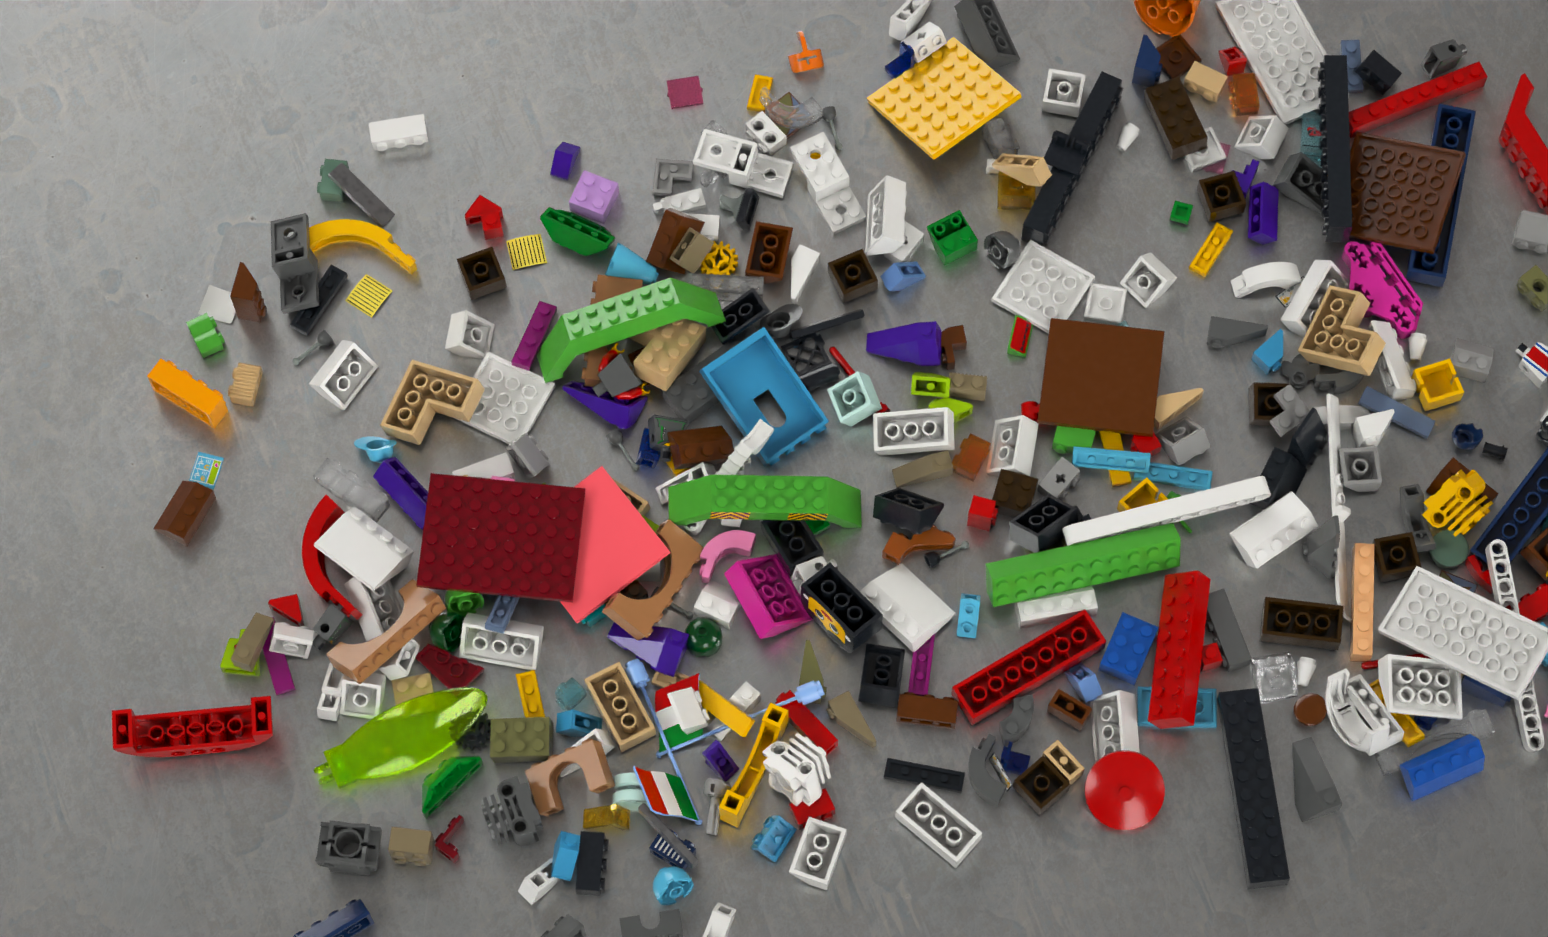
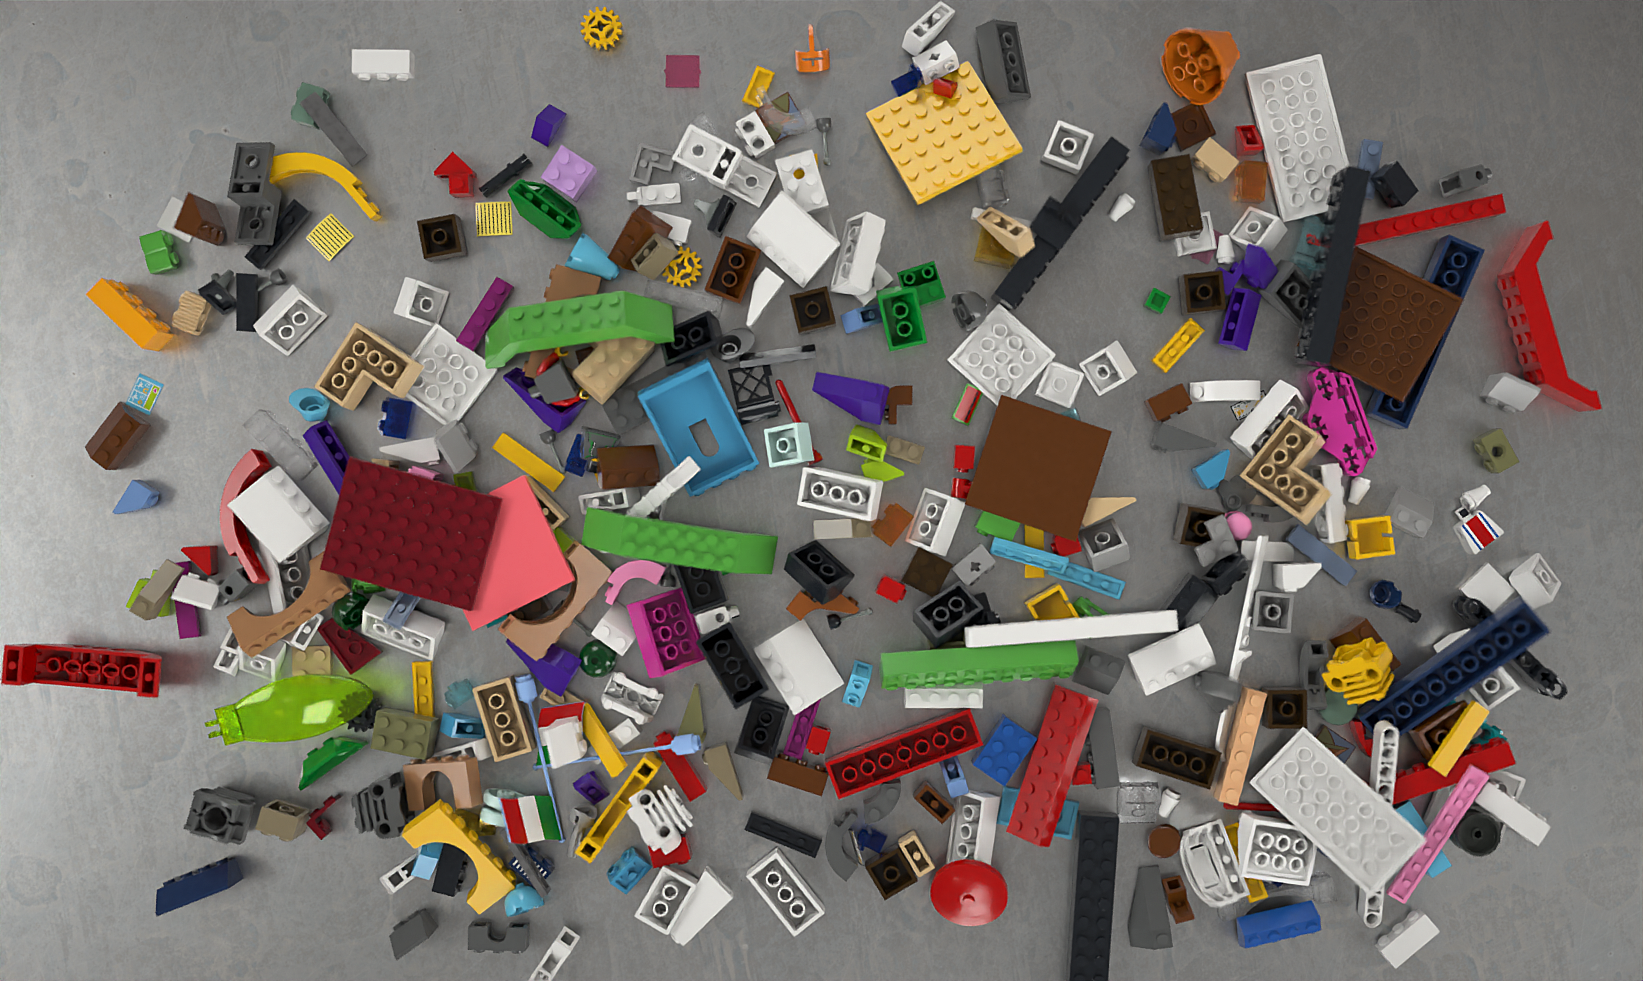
camera: 10 degrees right, 20 degrees up
(214, 566) = (137, 497): none -> medium blue slope
(272, 361) = (216, 292): none -> black piece
(298, 365) = (246, 301): none -> black tile
(461, 445) = (395, 418): none -> clear blue bracket
(536, 205) = (505, 175): none -> black pin
(592, 461) = (528, 462): none -> yellow tile
(605, 60) = (609, 27): none -> yellow gear
(635, 865) = (442, 825): none -> yellow arch
(749, 654) = (629, 707): none -> white piece
(758, 549) = (668, 579): none -> dark grey hinge
(822, 213) = (793, 239): none -> white slope
(855, 857) = (704, 903): none -> white slope
(936, 60) = (944, 87): none -> red slope
(939, 264) = (901, 317): none -> green slope
(940, 673) = (818, 739): none -> red brick
(1027, 384) = (963, 458): none -> red brick
(1206, 555) = (1098, 670): none -> dark grey slope
(1213, 300) = (1168, 402): none -> reddish brown brick
(1235, 158) = (1225, 250): none -> white cone
(1268, 162) = (1258, 267): none -> dark purple slope
(1309, 395) = (1239, 525): none -> bright pink helmet
(1335, 760) = (1176, 899): none -> reddish brown brick
(1530, 334) = (1474, 497): none -> white cone

